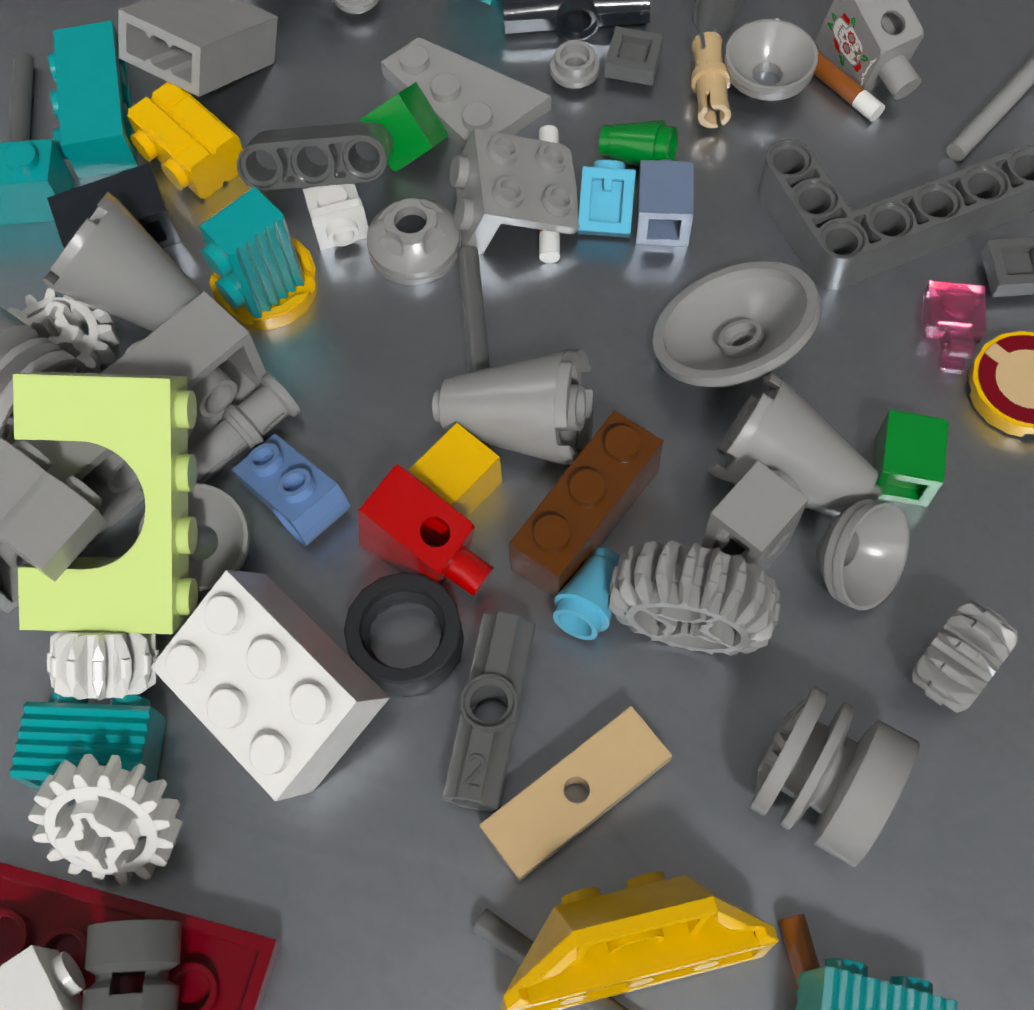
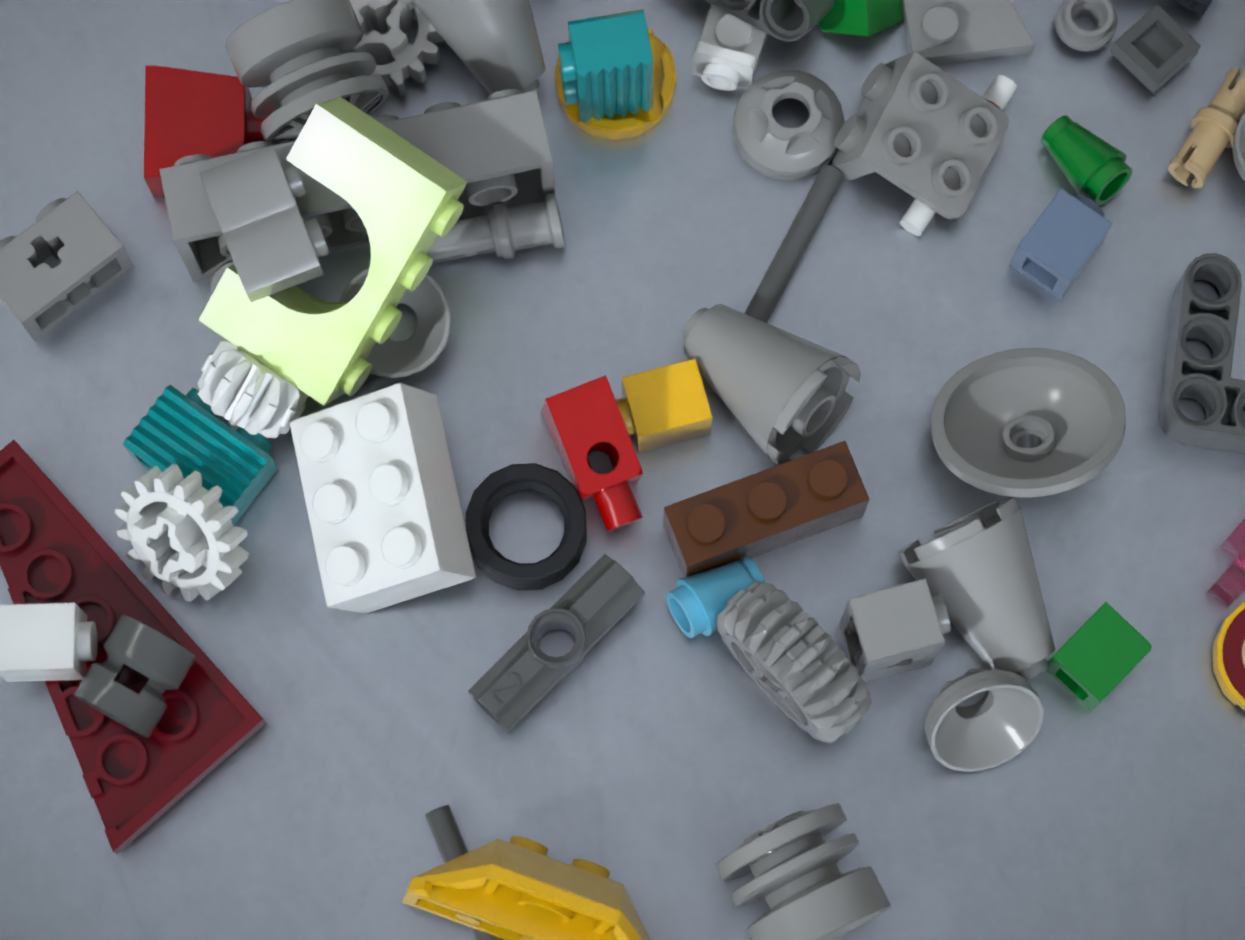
camera: 30 degrees right, 10 degrees up
(292, 488) = (510, 320): medium blue plate -> none
(541, 816) = (541, 765): tan tile -> none
(606, 199) = (1006, 203): medium azure bracket -> none
(964, 656) = (998, 864): light grey gear -> none

